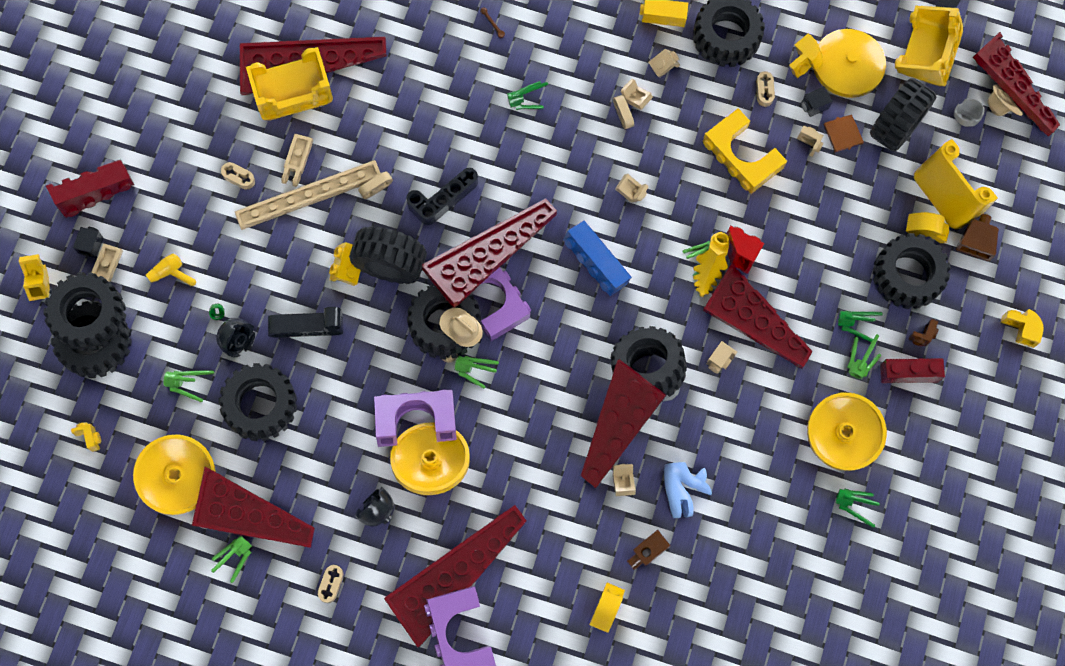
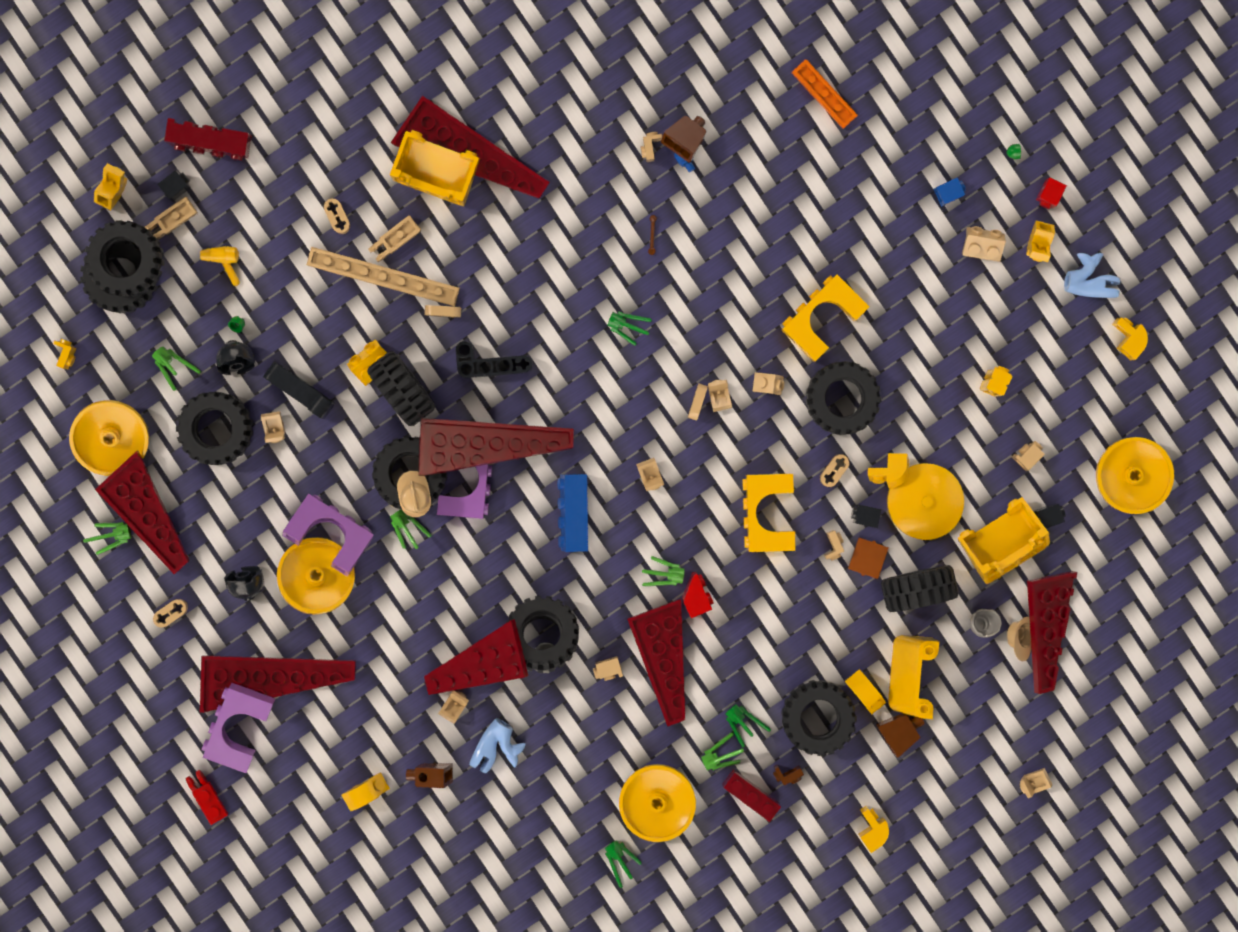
camera: 40 degrees right, 15 degrees up
(306, 368) = (273, 427): none -> tan bracket
(711, 263) = (662, 588): yellow plant -> none

